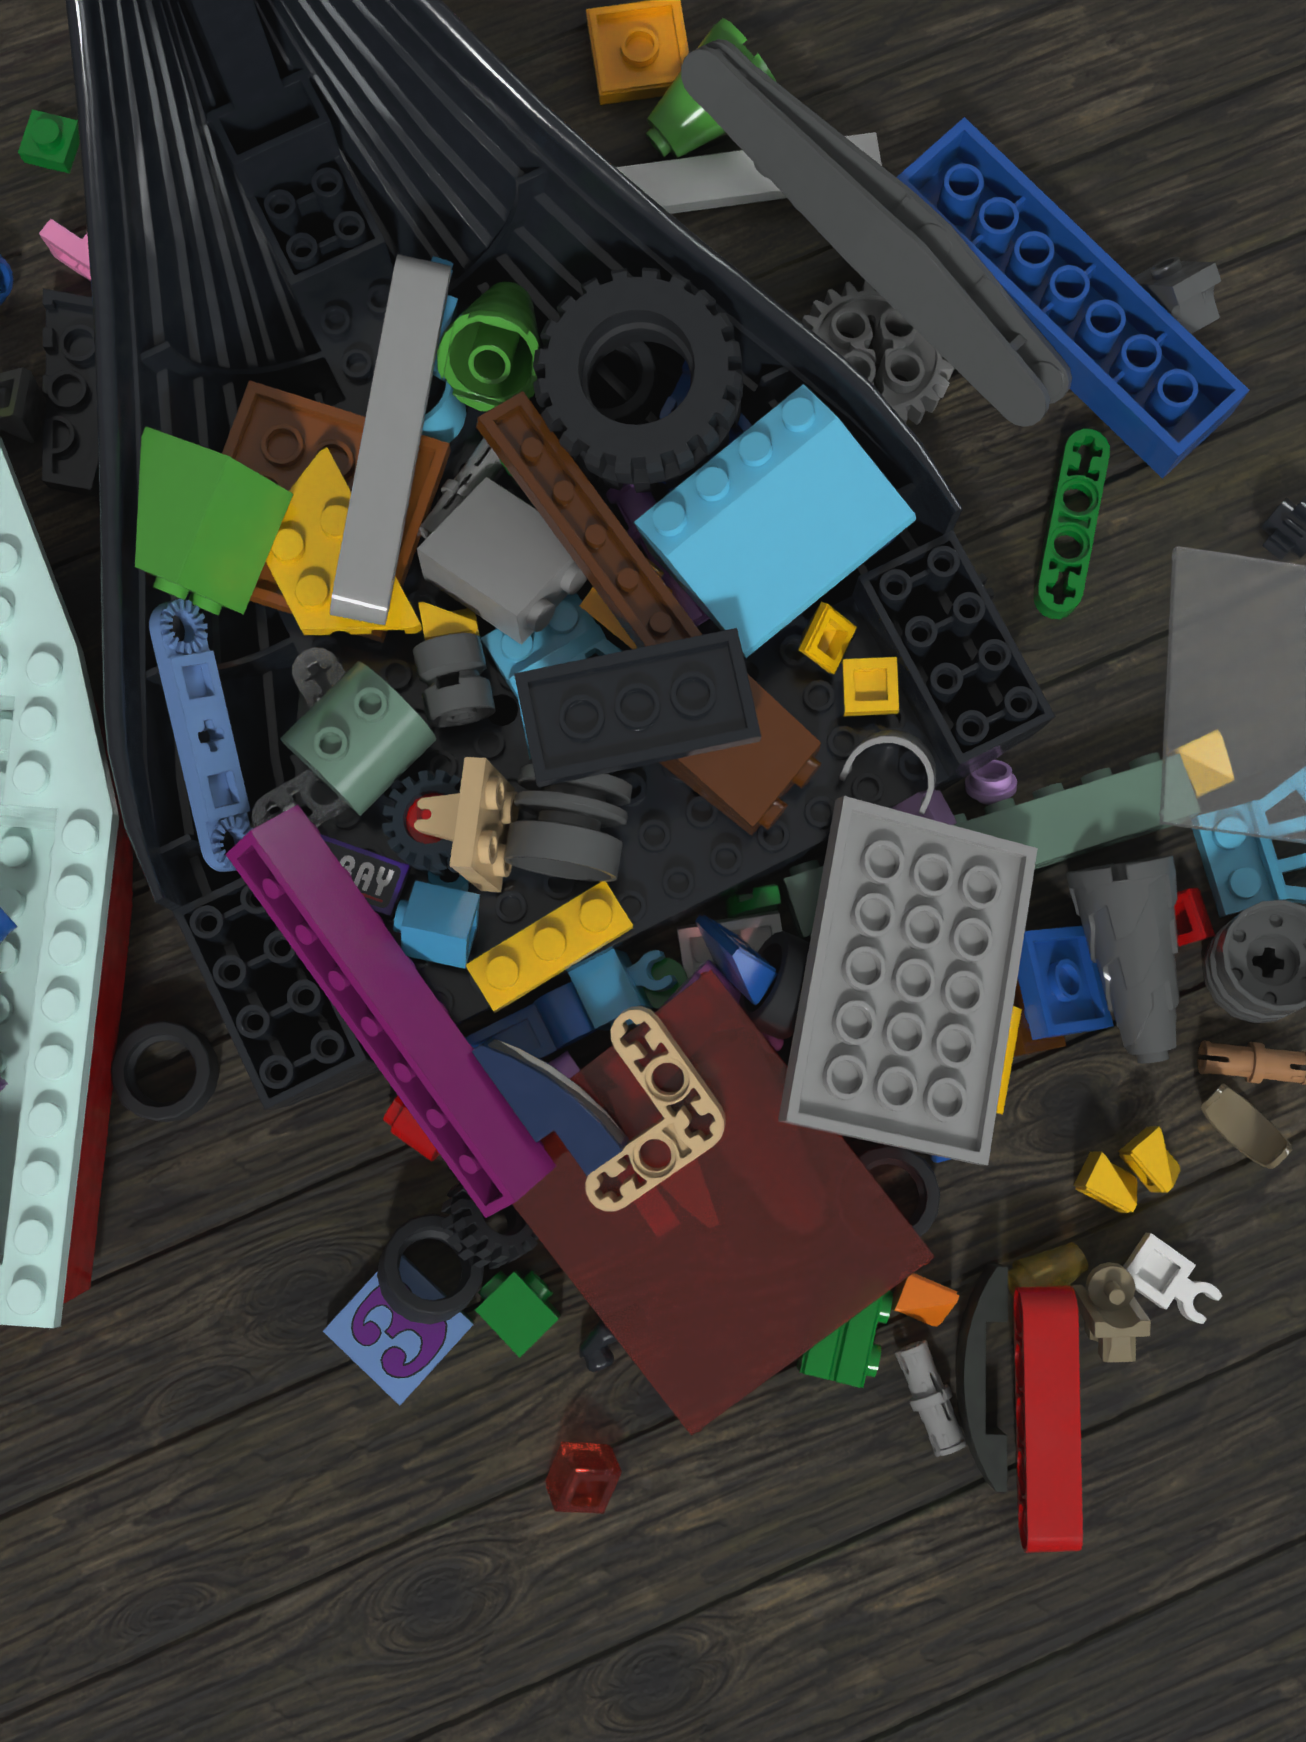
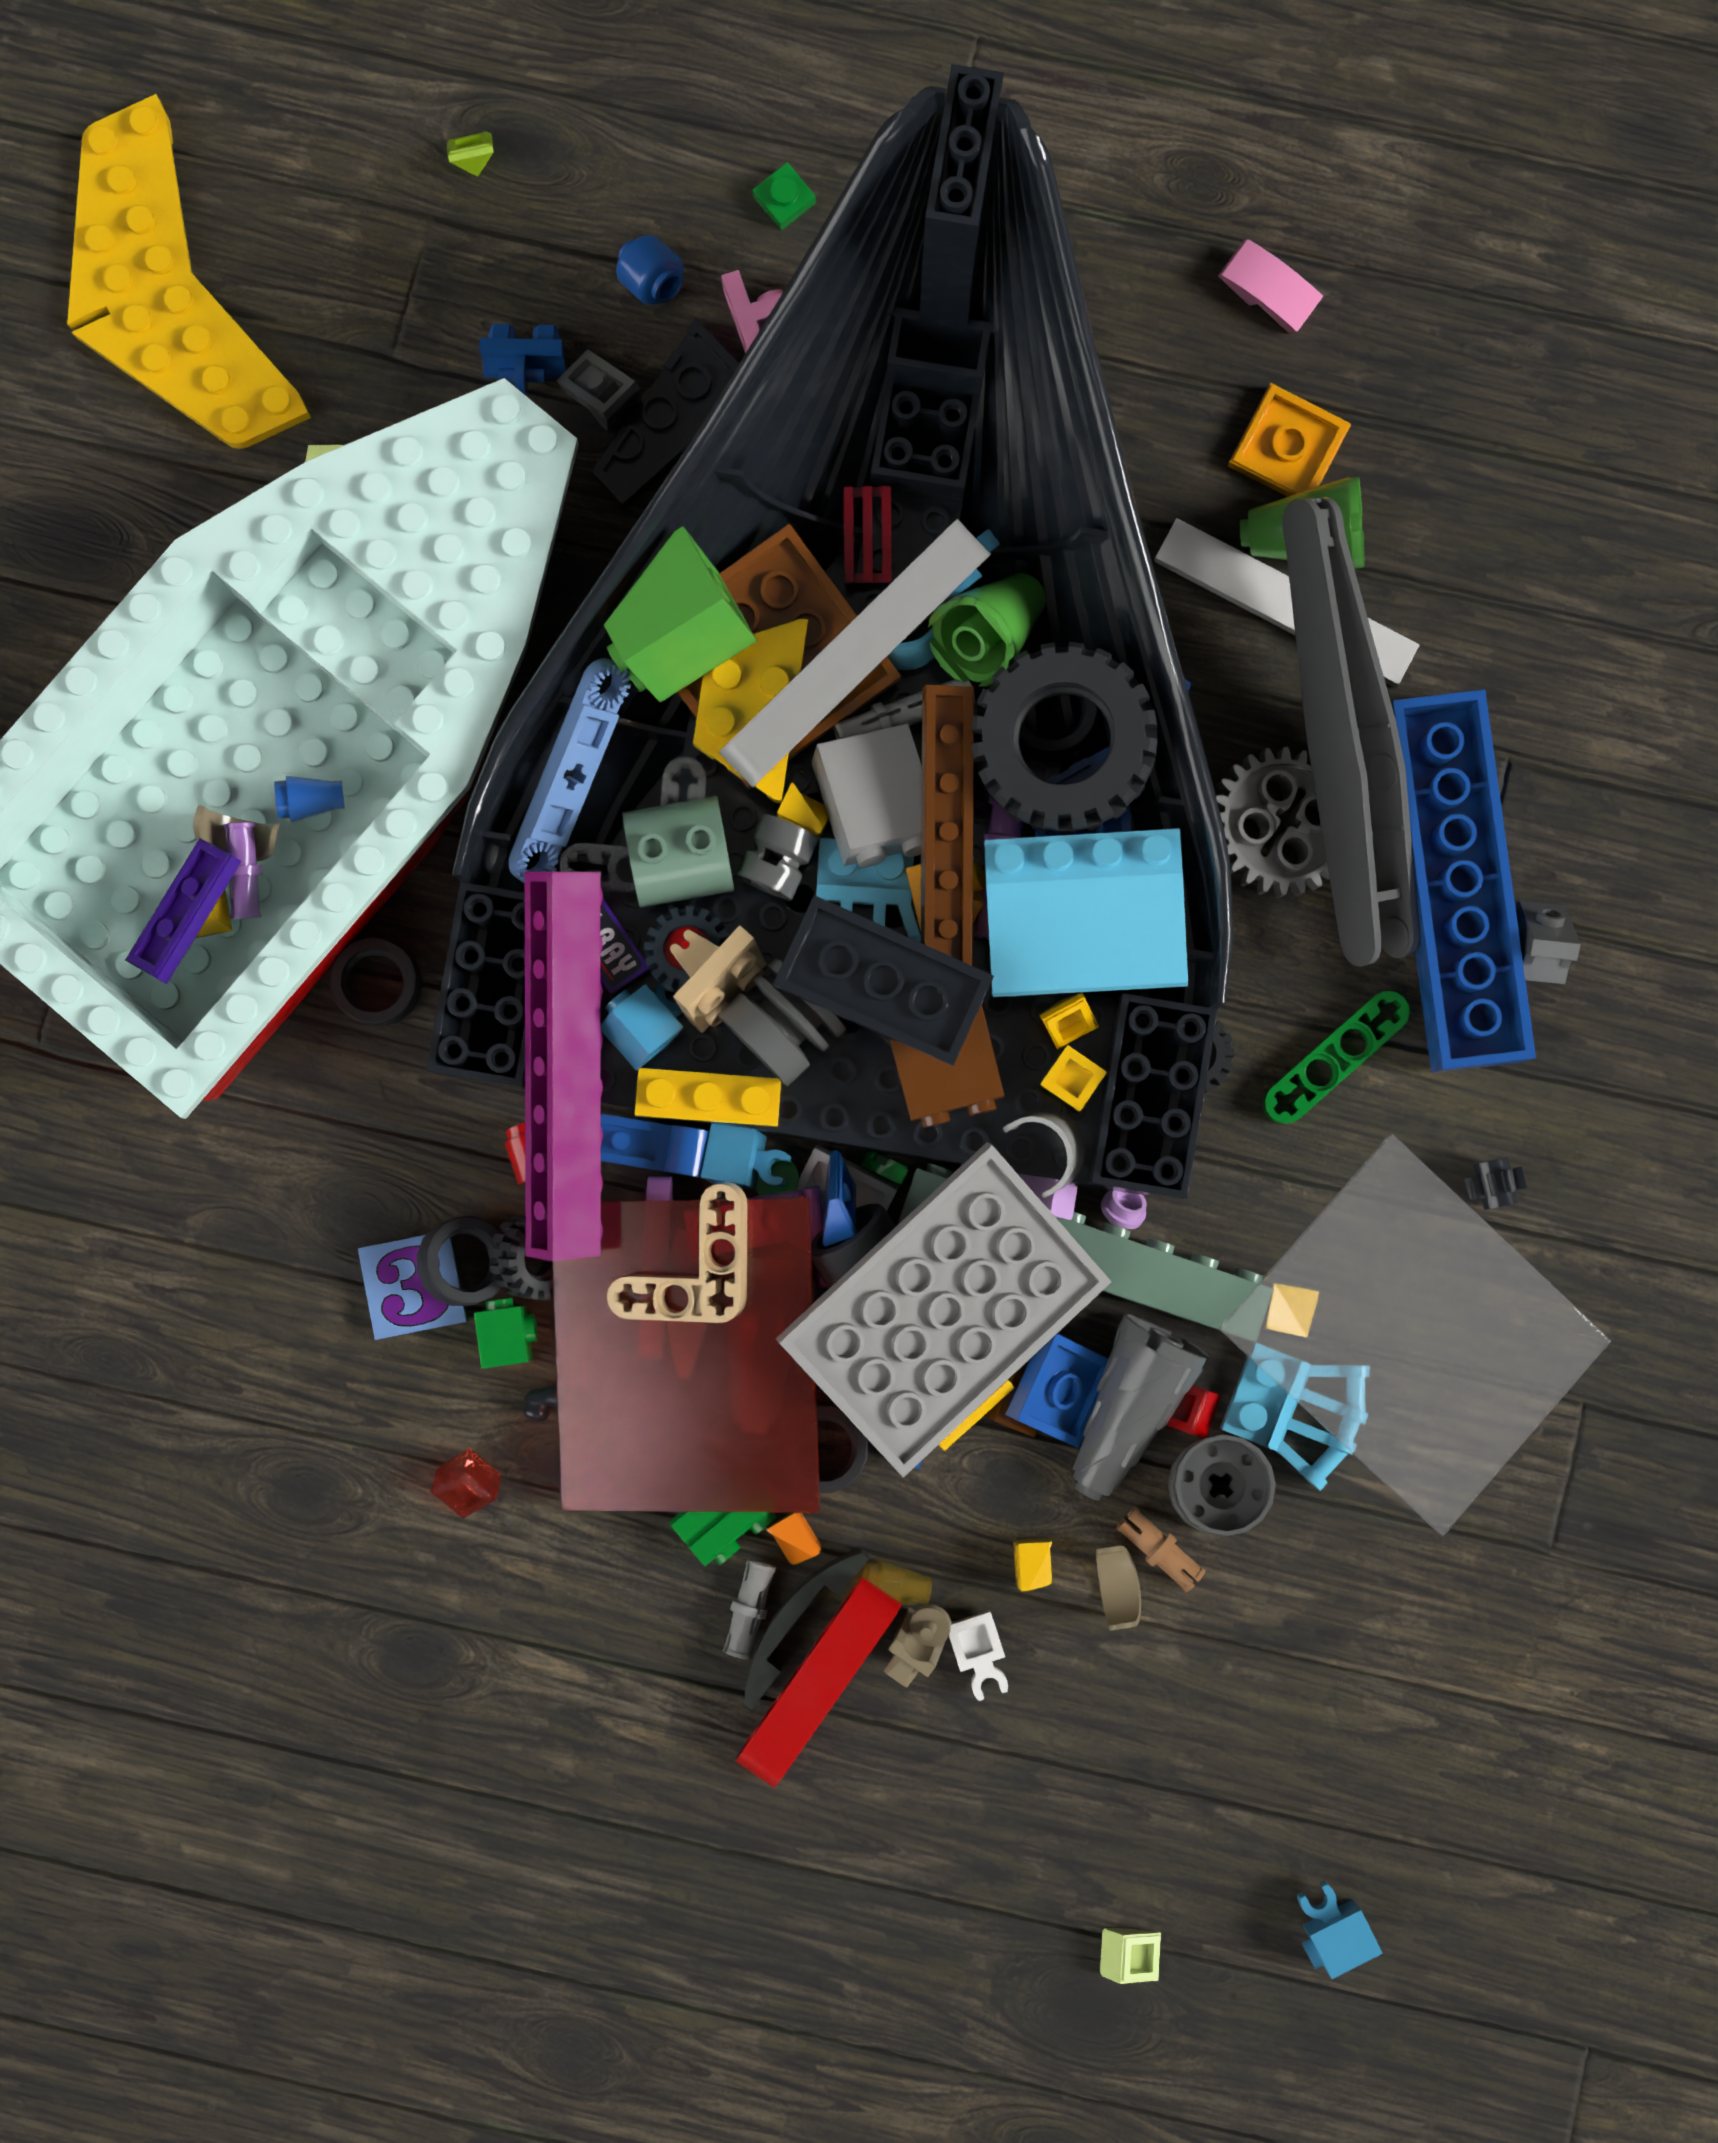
camera: 35 degrees right, 5 degrees up
(303, 310) = (867, 494): none -> dark red tile
(552, 1102) = (628, 1208): dark blue slope -> none
(1107, 1183) = (988, 1555): yellow slope -> none

